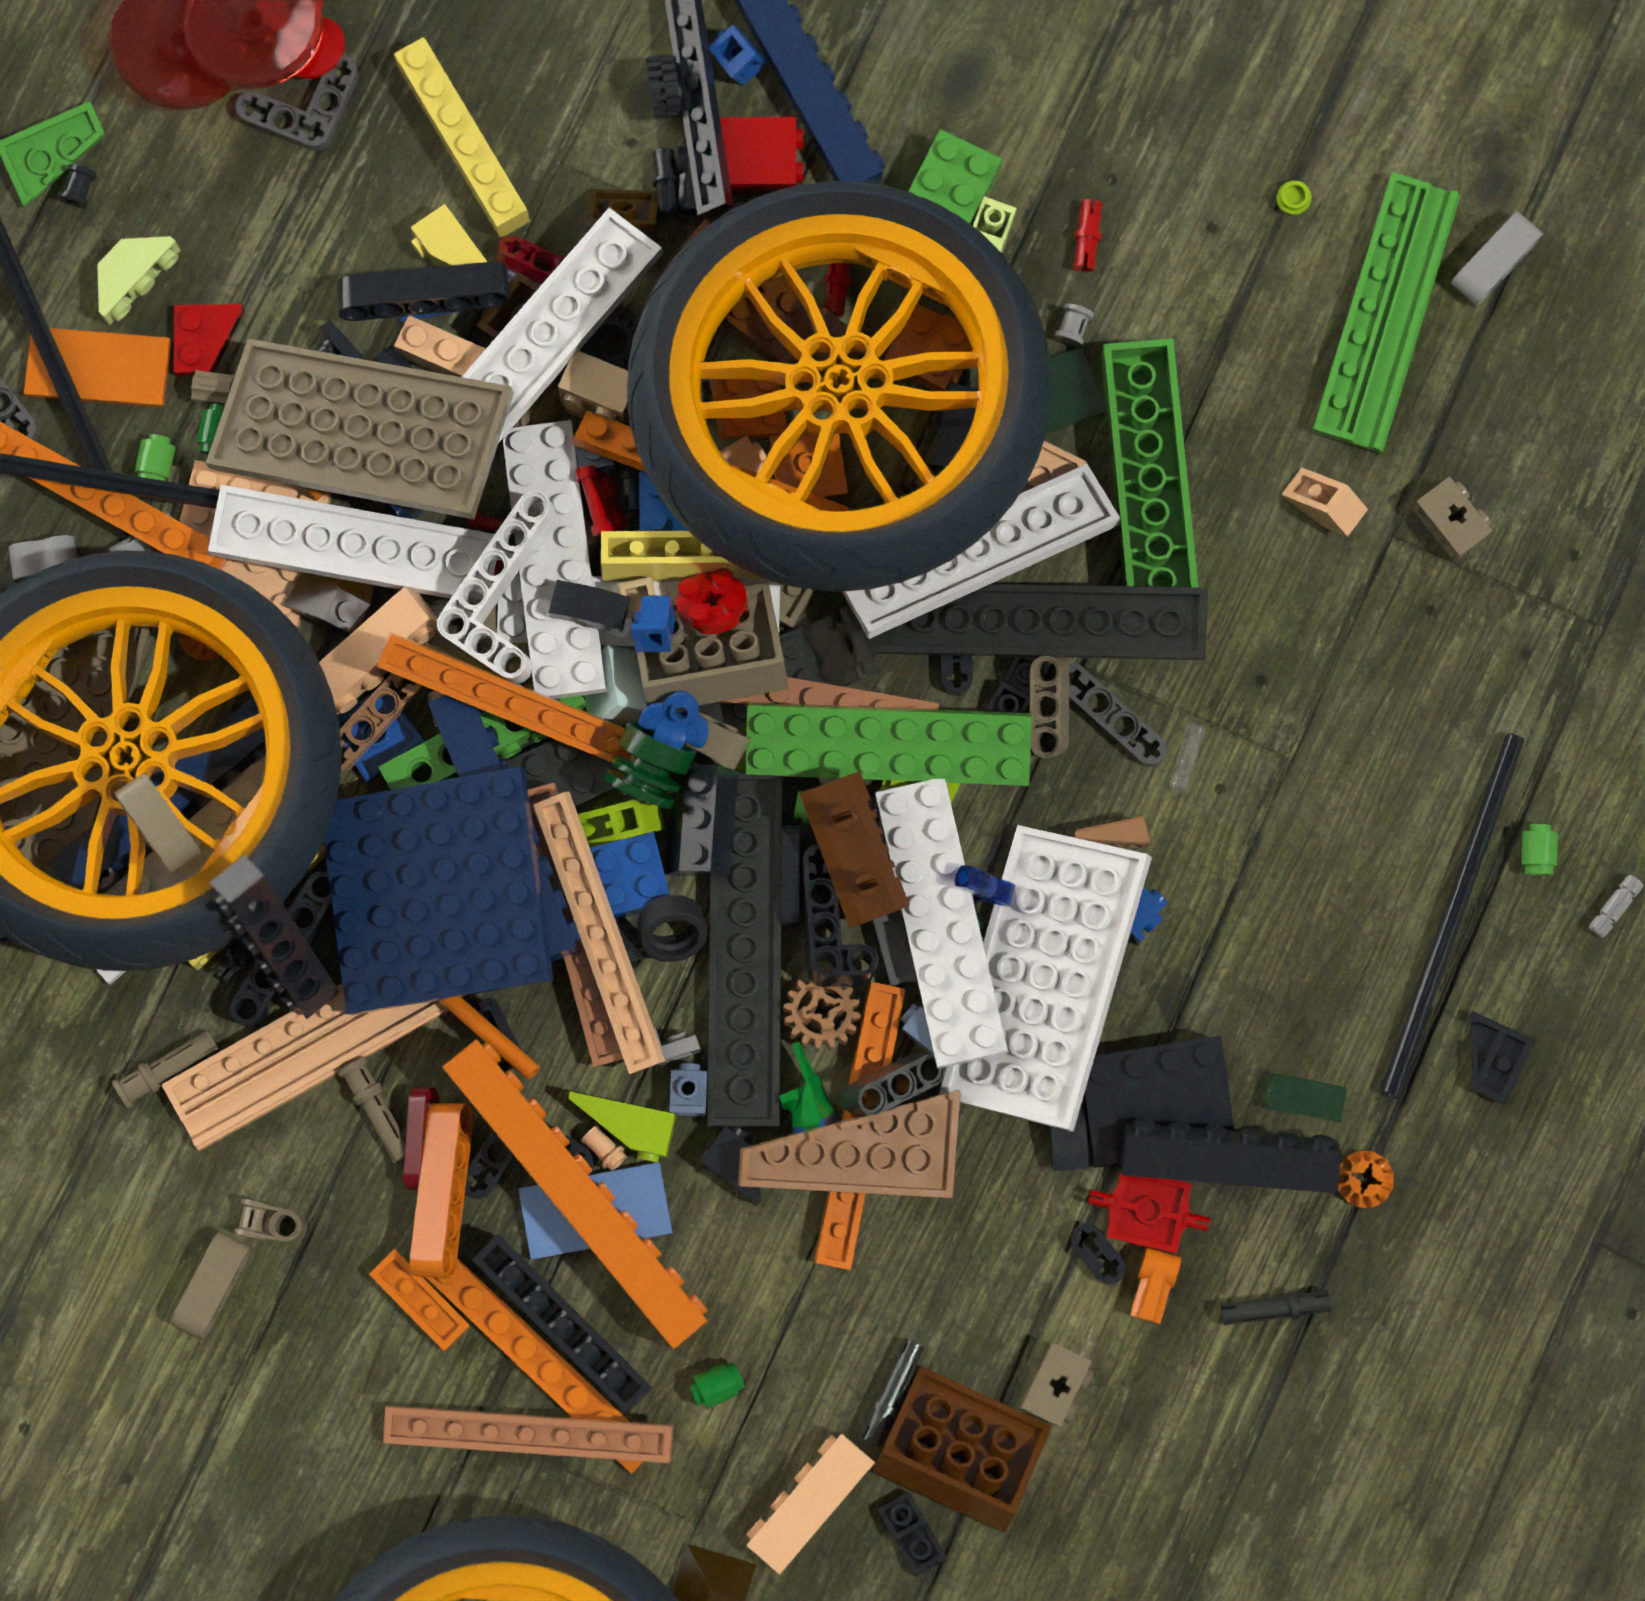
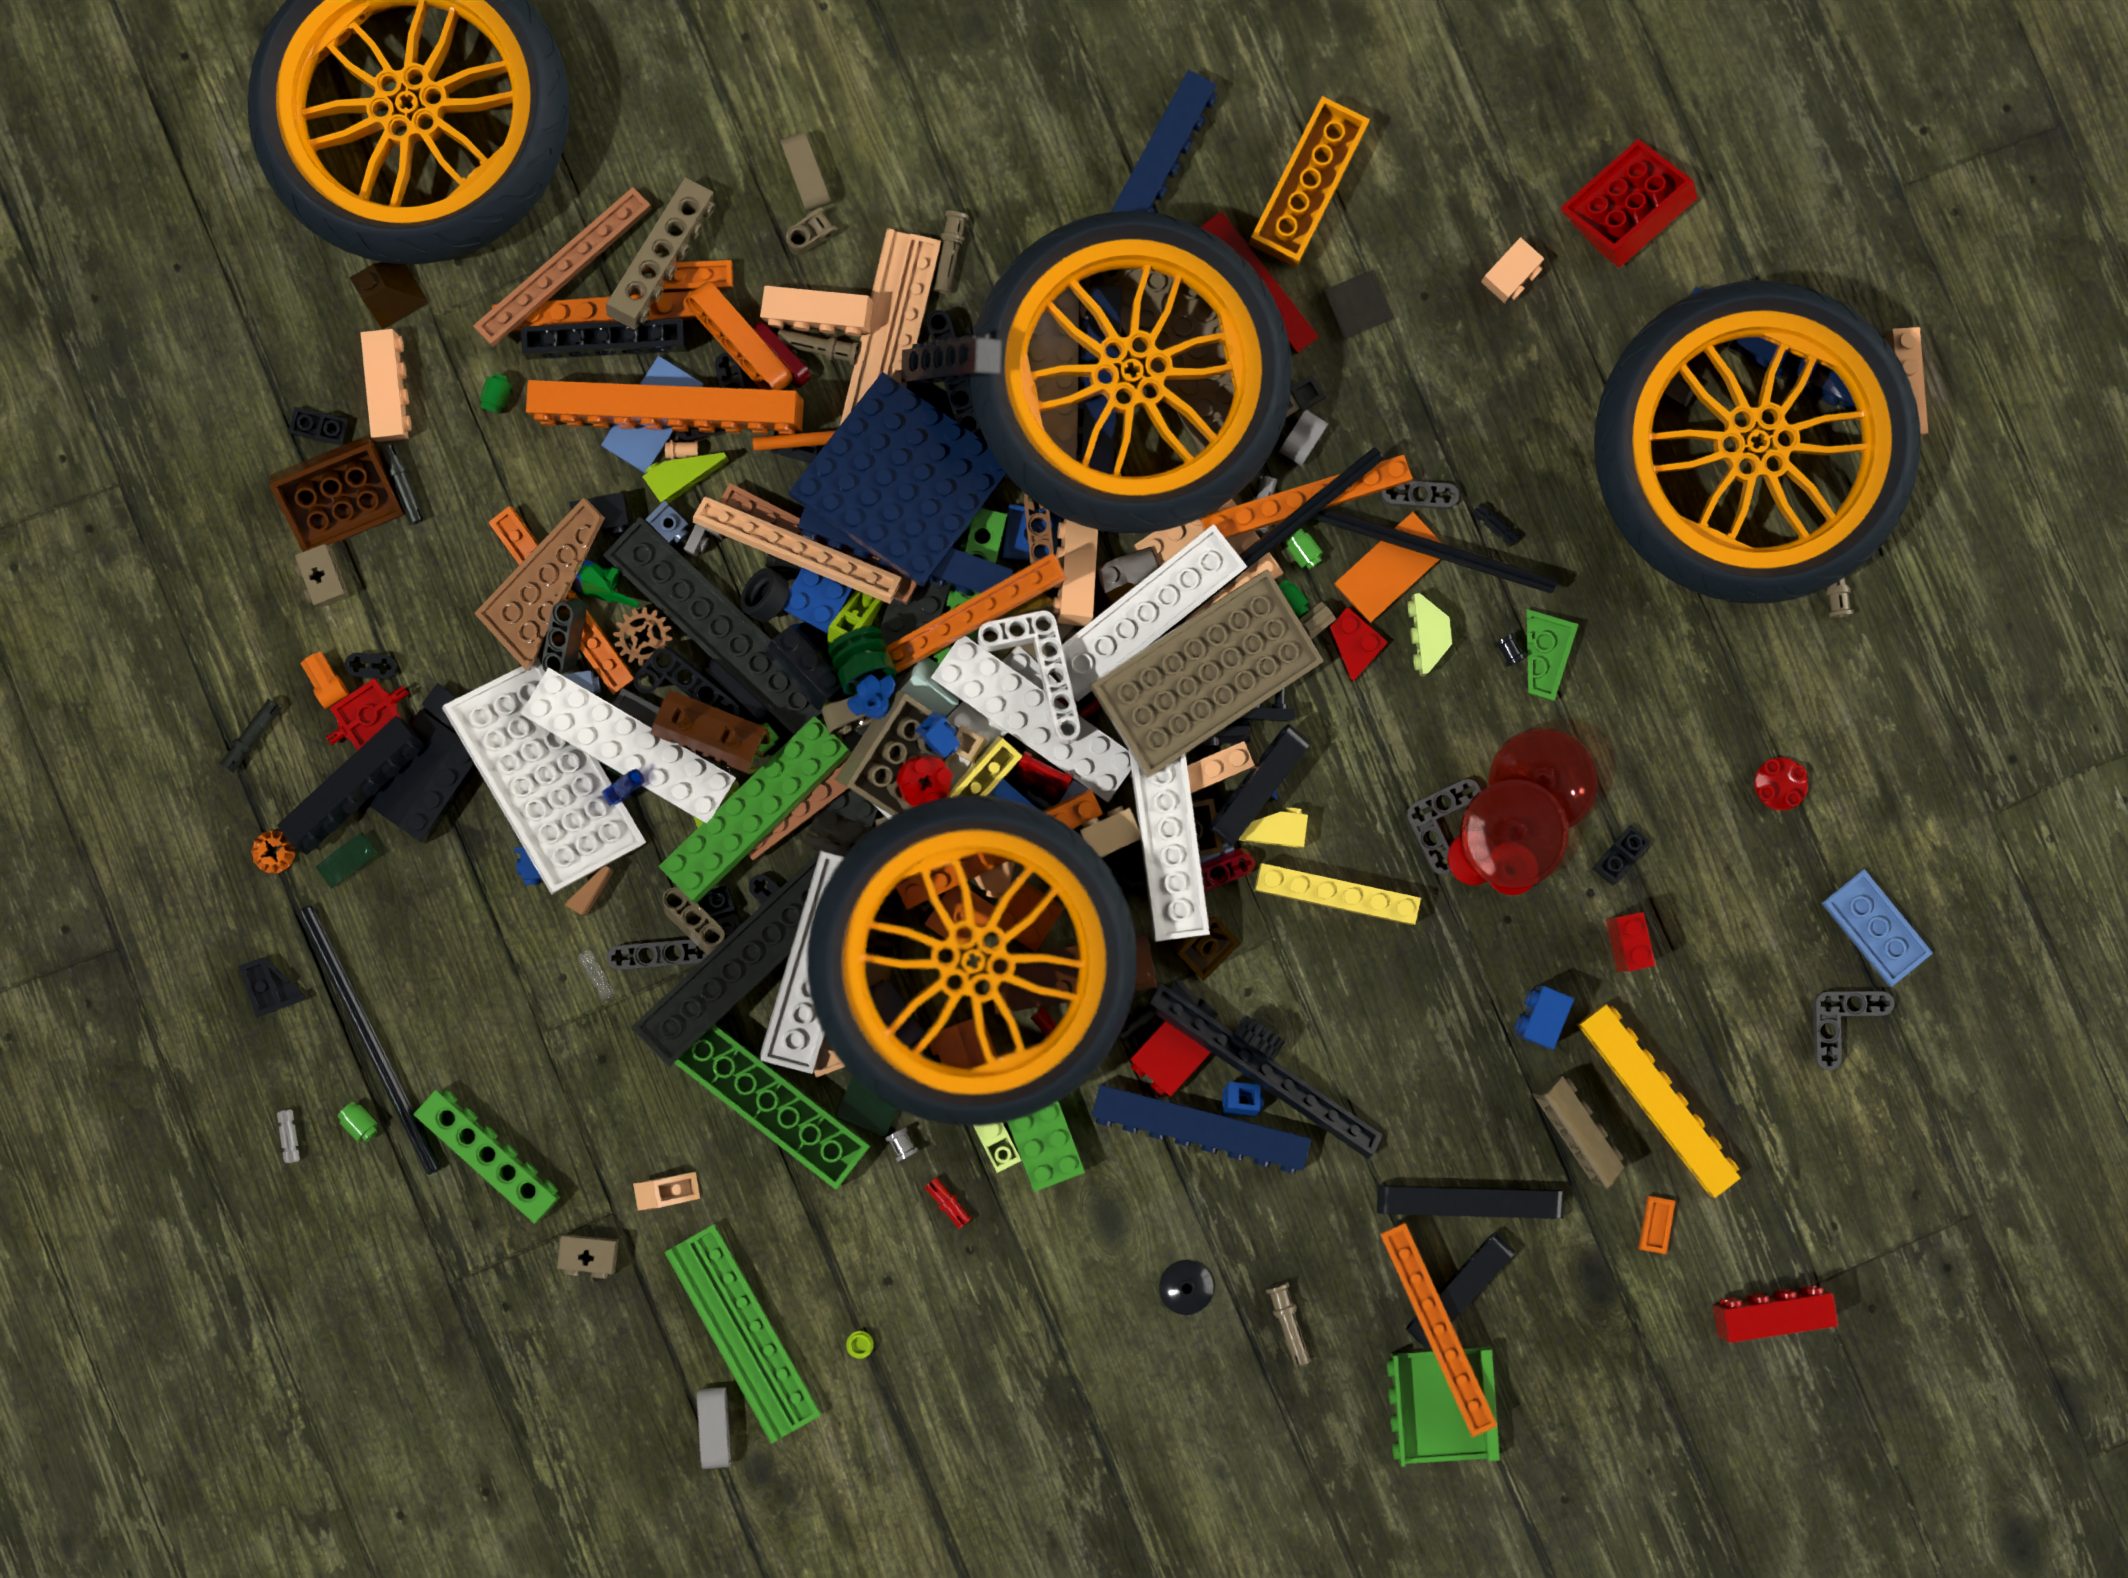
camera: 130 degrees right, 5 degrees up
(157, 822) = (1066, 345): dark tan beam -> none
(342, 1140) = (817, 309): none -> light nougat brick
(513, 1326) = (688, 197): none -> dark tan brick
(589, 605) = (984, 709): black slope -> none
(665, 181) = (1203, 988): black axle -> none
(1456, 609) = (432, 1114): none -> bright green brick

